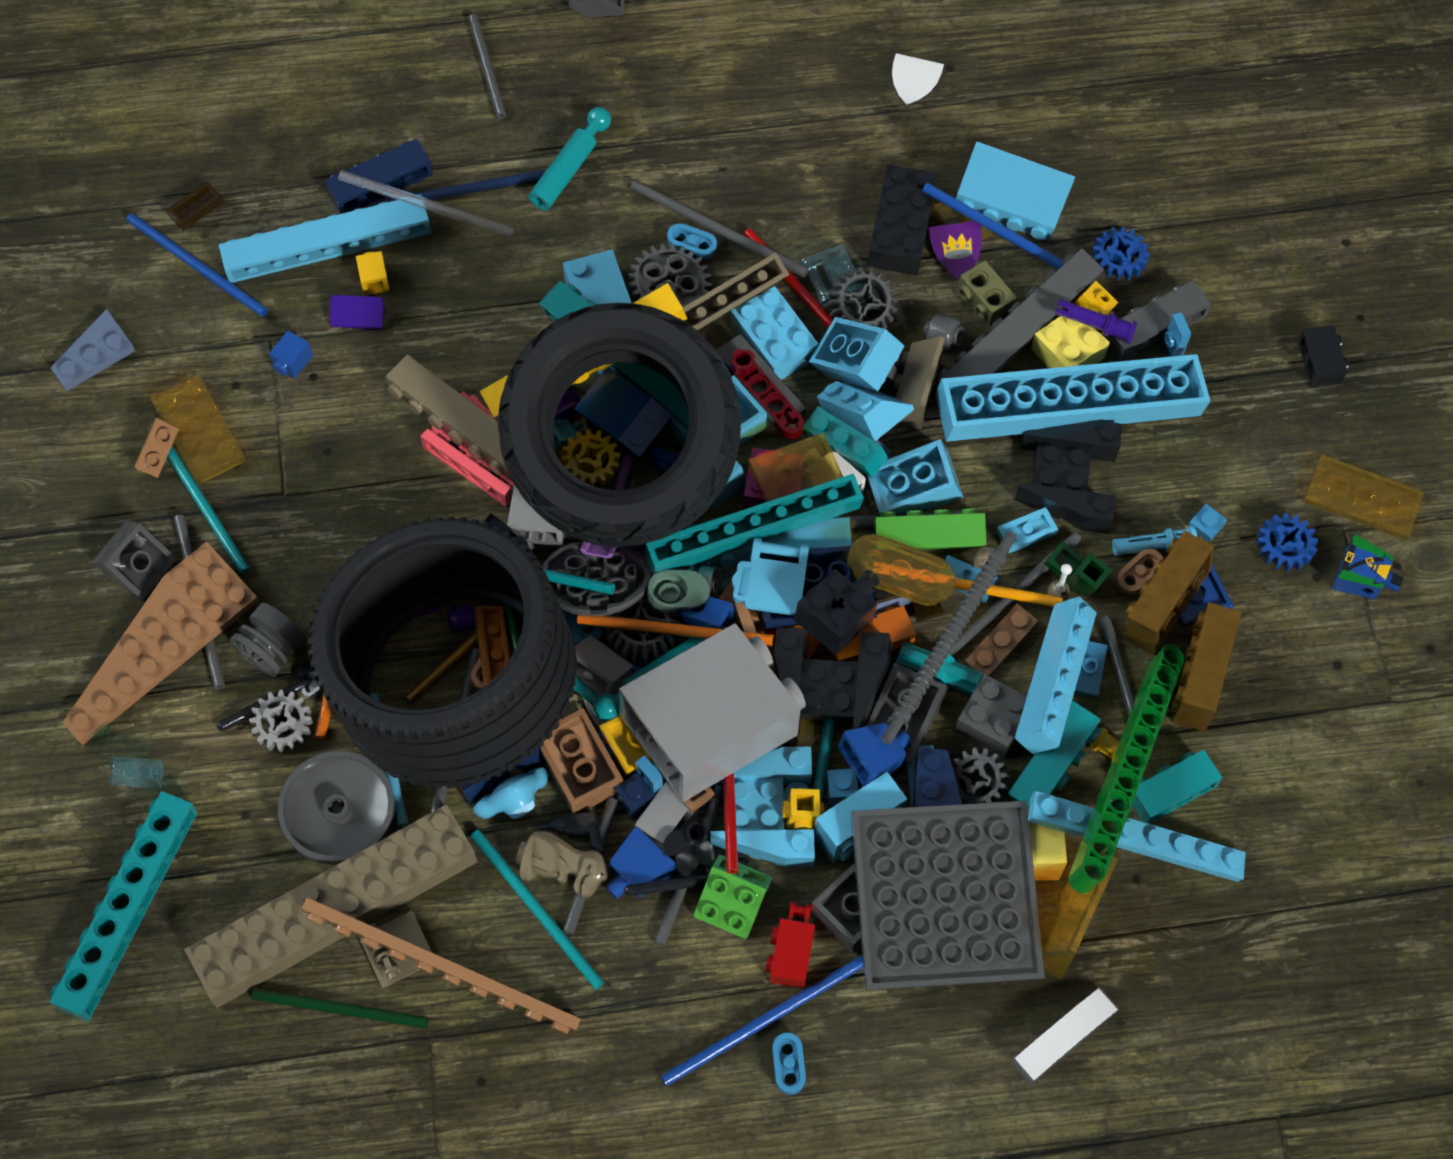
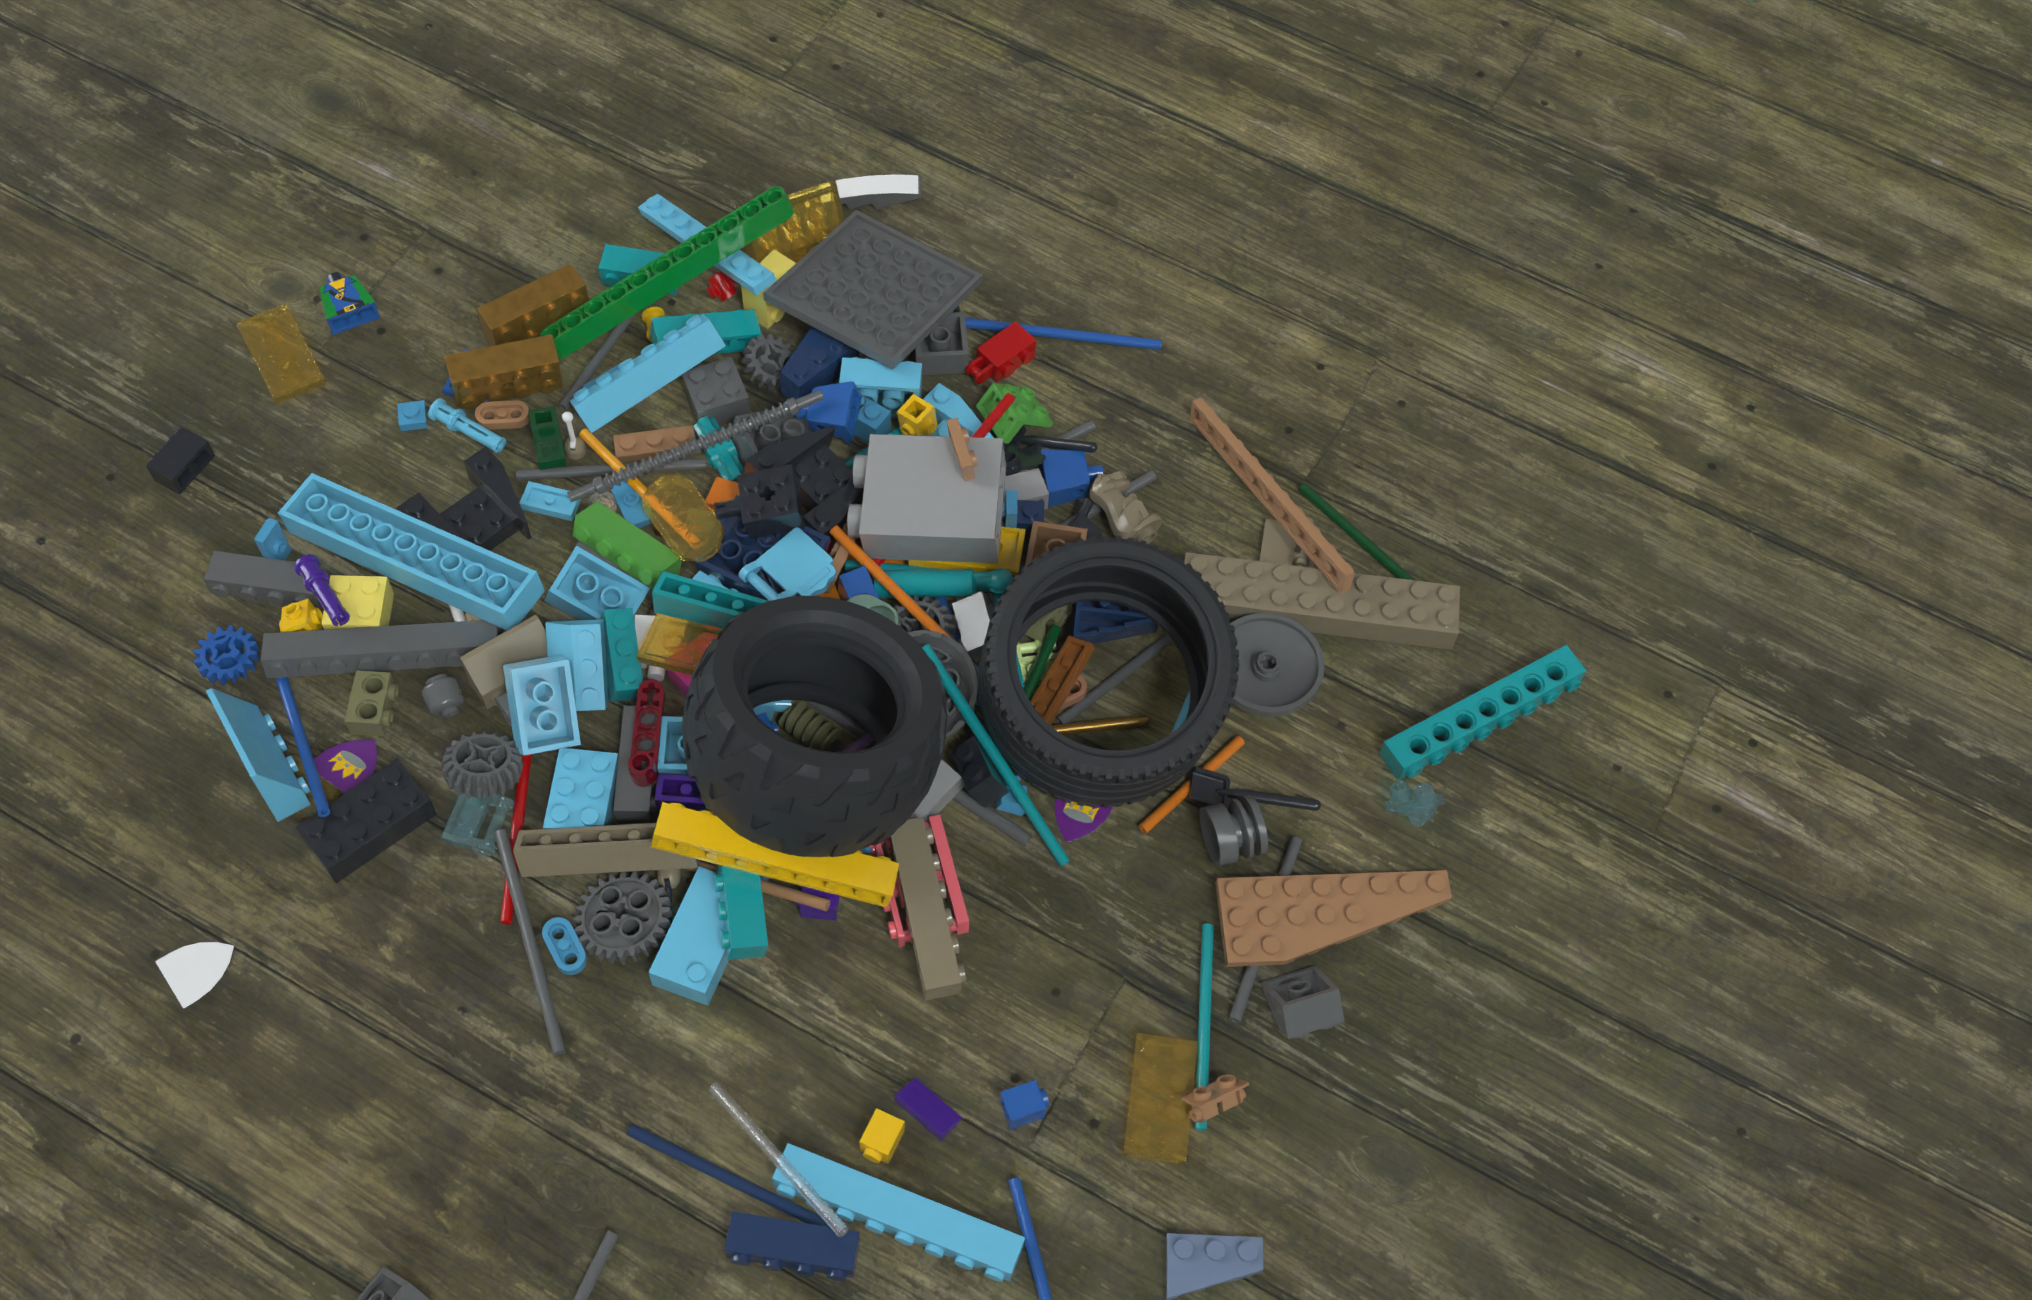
camera: 145 degrees left, 5 degrees down
(276, 732) = (1265, 767): light grey gear -> none
(537, 909) = (1162, 488): teal piece -> none
(569, 160) = (592, 1121): teal piece -> none
(712, 736) = (959, 438): none -> medium nougat plate
(789, 1064) = (1065, 297): dark azure plate -> none
(1282, 531) = (375, 357): blue gear -> none

